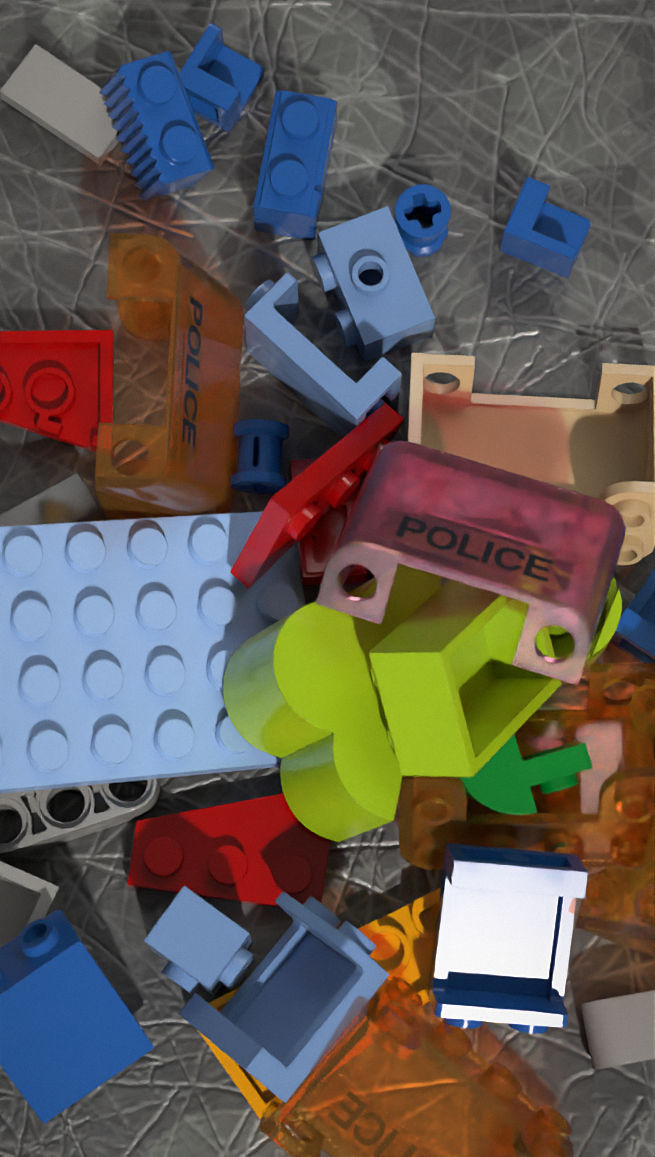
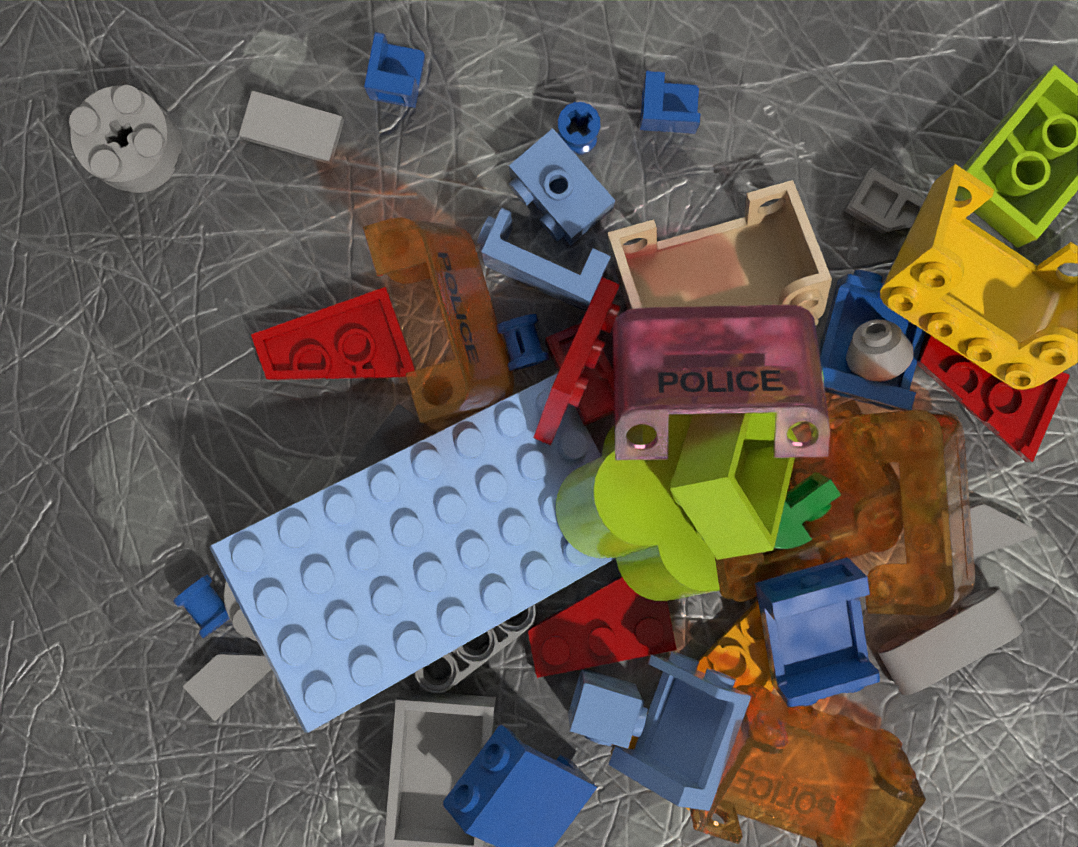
camera: 15 degrees left, 10 degrees up
(156, 126) = (363, 124): blue brick -> none
(295, 165) = (473, 117): blue brick -> none

